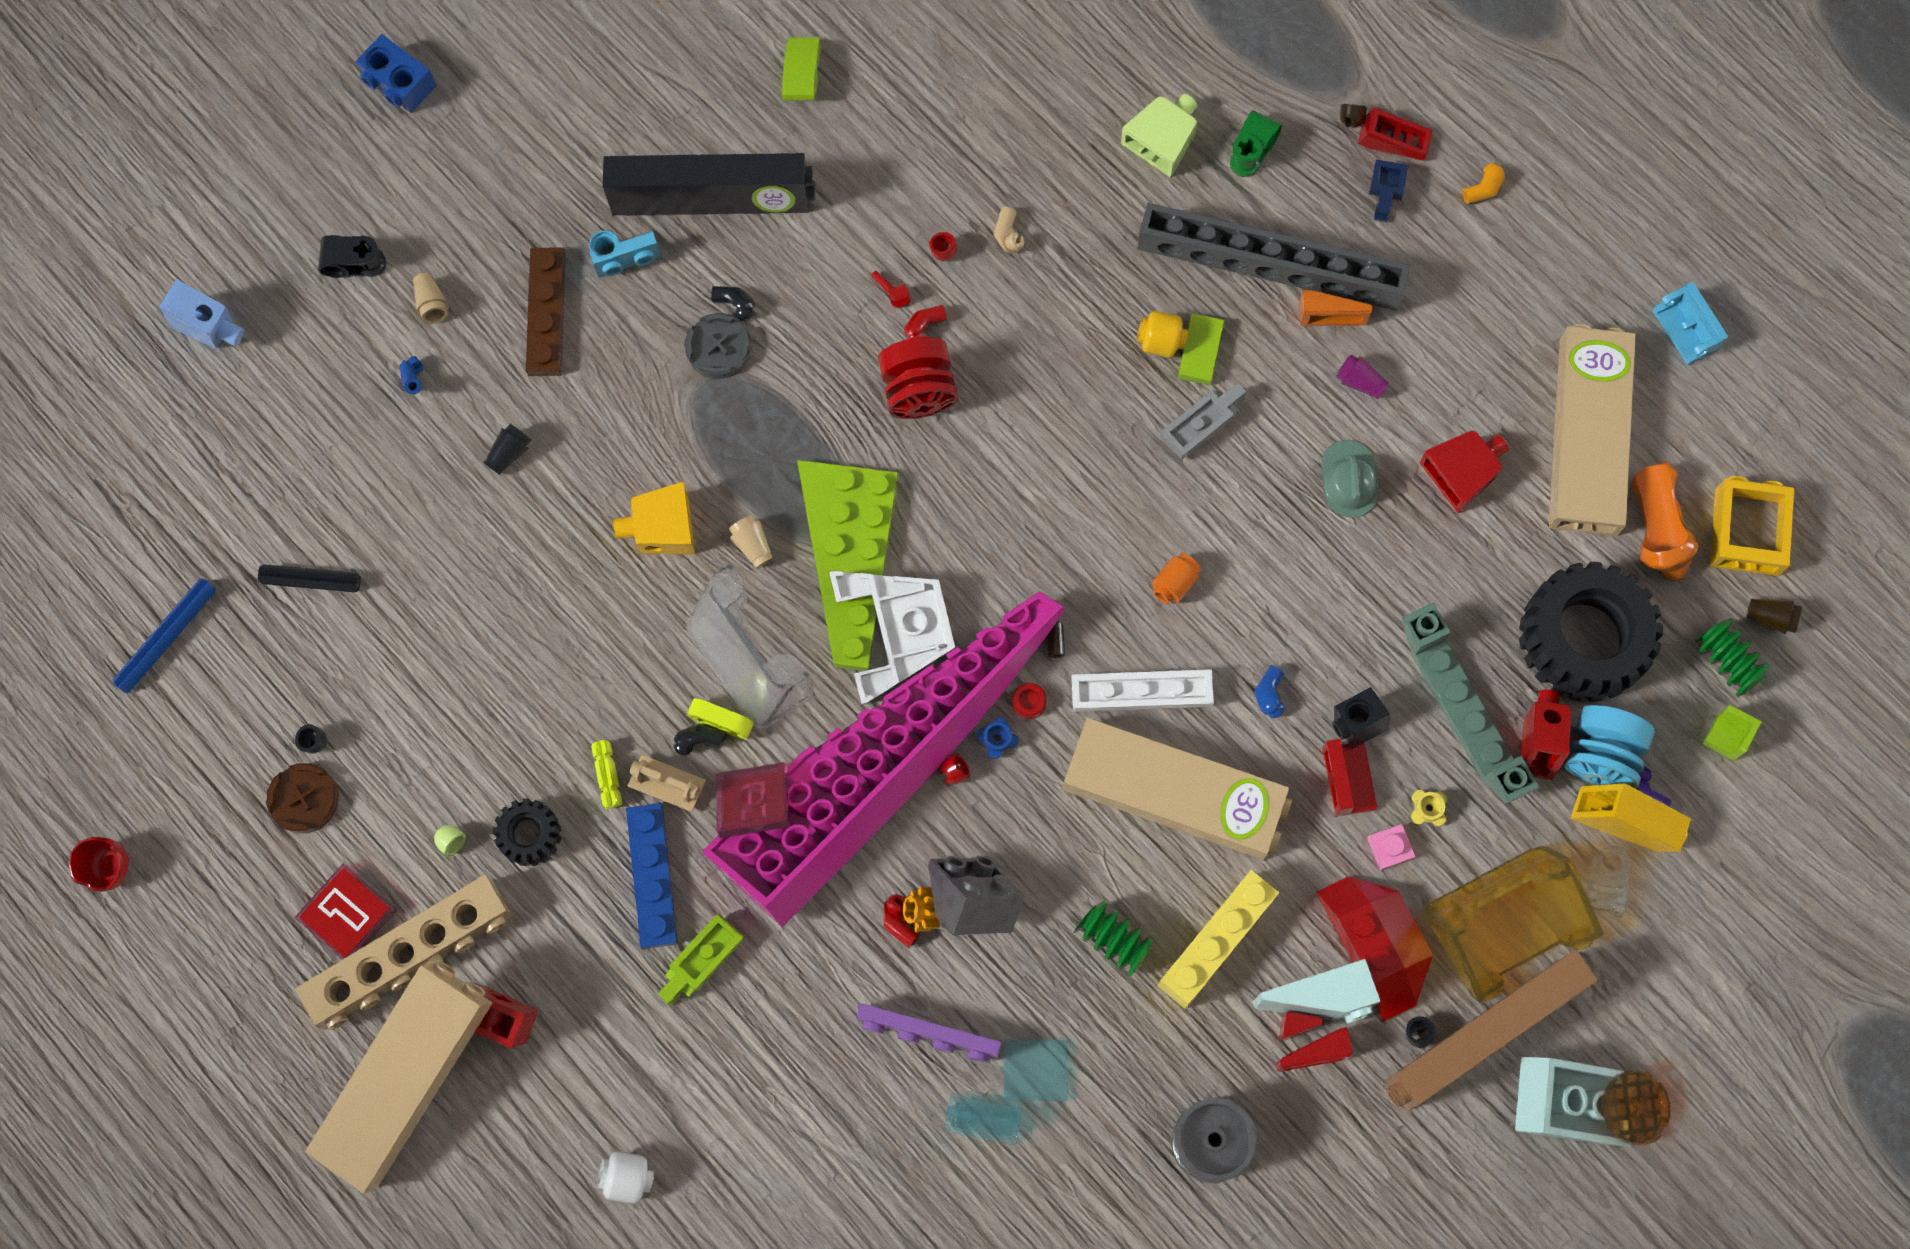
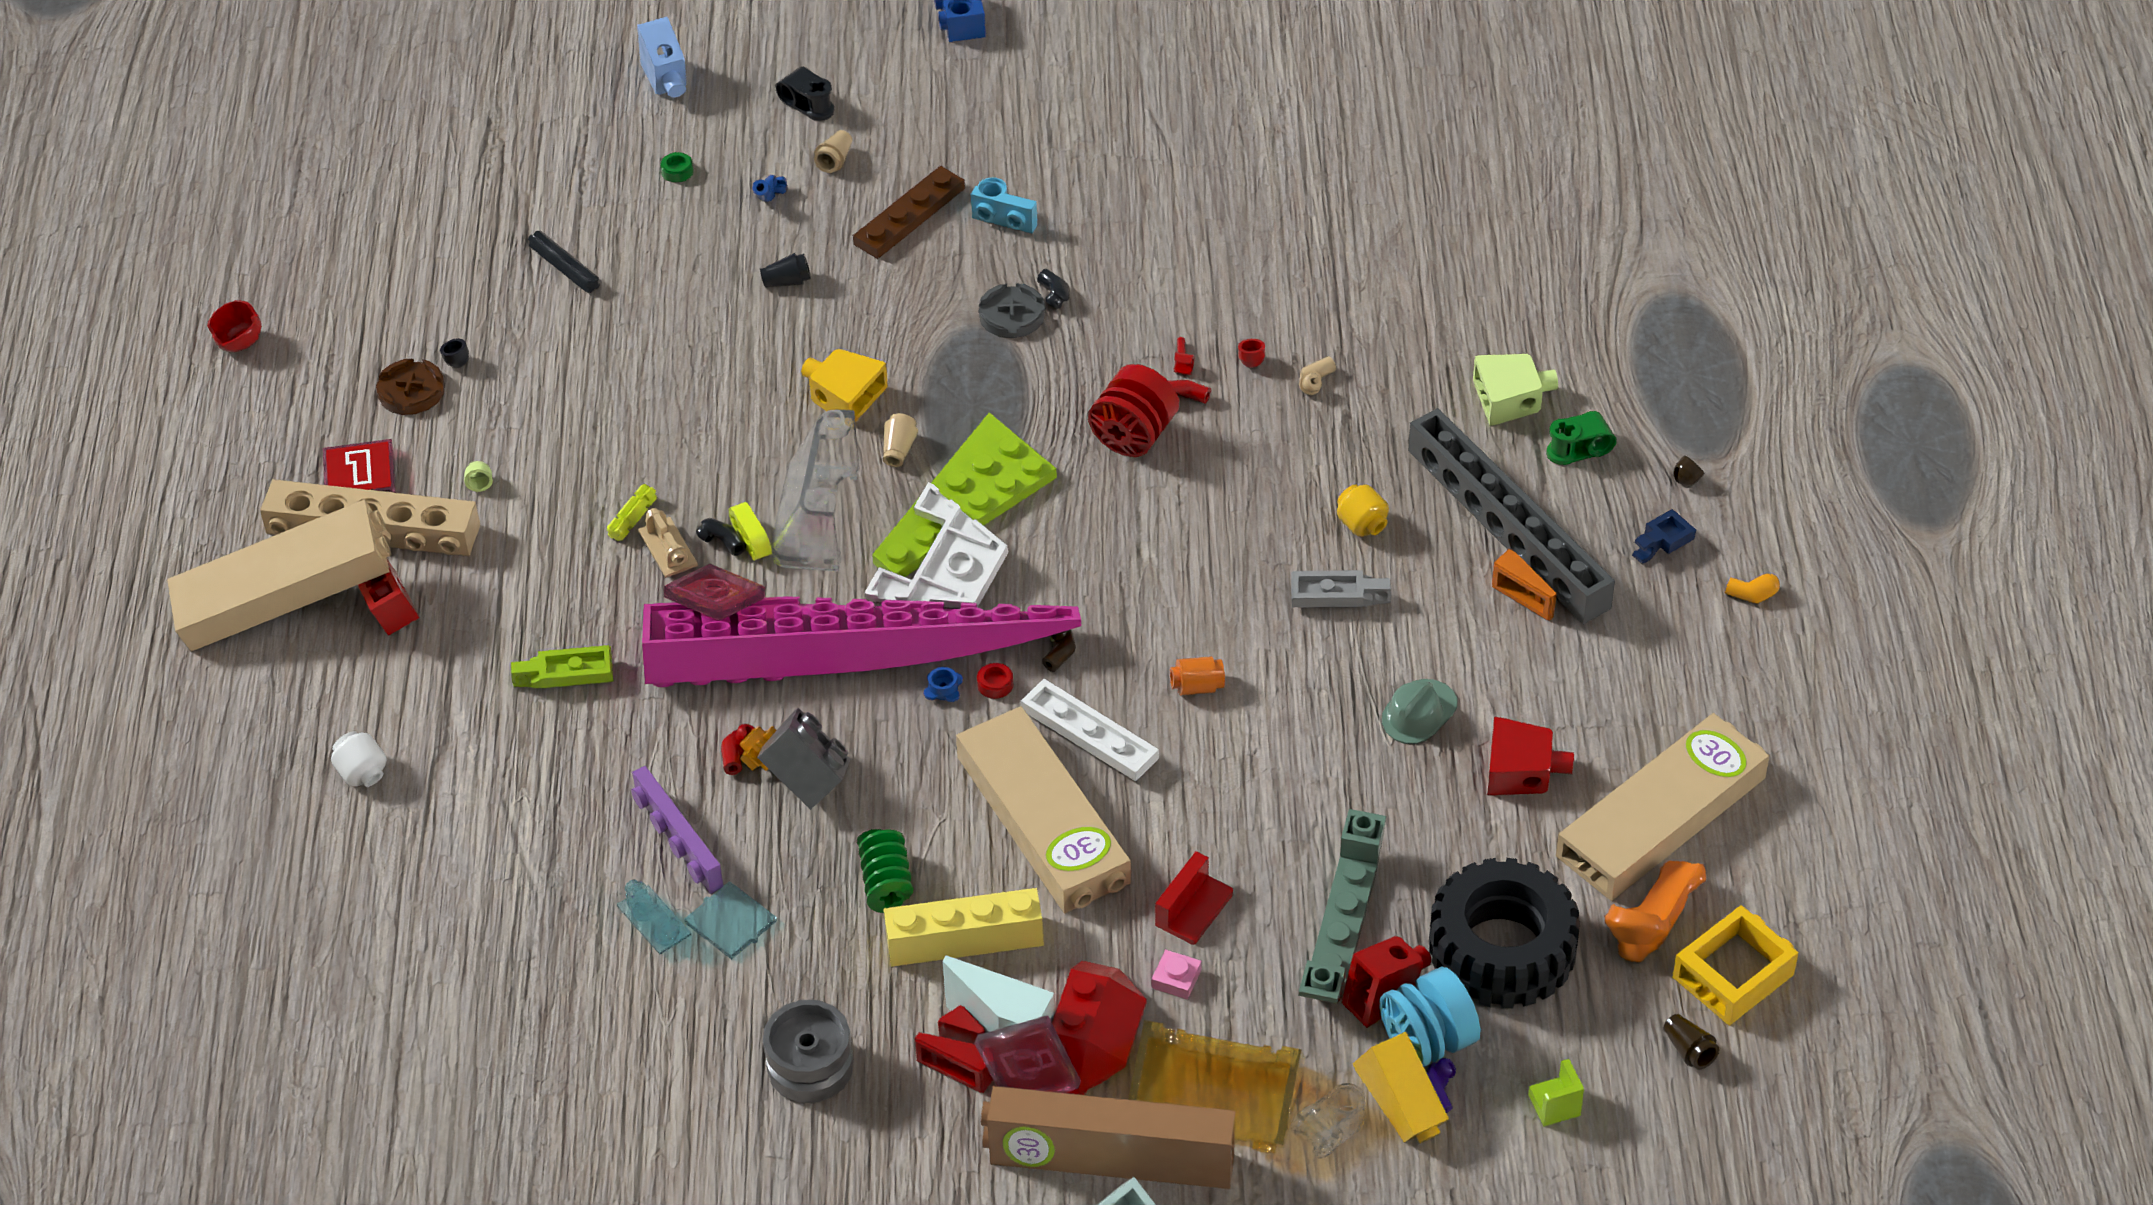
camera: 40 degrees right, 25 degrees down
(164, 635) = (430, 231): blue axle -> none
(309, 411) = (677, 167): none -> green tile
(512, 817) = (531, 493): black tyre -> none
(651, 876) = (592, 596): blue plate -> none
(708, 184) = (1110, 198): black brick -> none
(800, 68) = (1263, 177): lime slope -> none
(955, 769) = (887, 681): red hinge -> none
(1201, 349) = (1388, 546): lime tile -> none
(1267, 695) = (1192, 798): blue arm -> none
(1362, 377) = (1501, 644): magenta cone -> none
(1365, 705) = (1244, 863): black brick -> none
(1379, 141) = (1706, 487): red slope -> none
(1384, 1023) = (1028, 1057): none -> clear pink tile
(1436, 800) = (1237, 960): light yellow plate -> none
(1690, 323) = (1834, 791): medium azure hinge -> none
(1733, 657) = (1616, 1042): green piece -> none

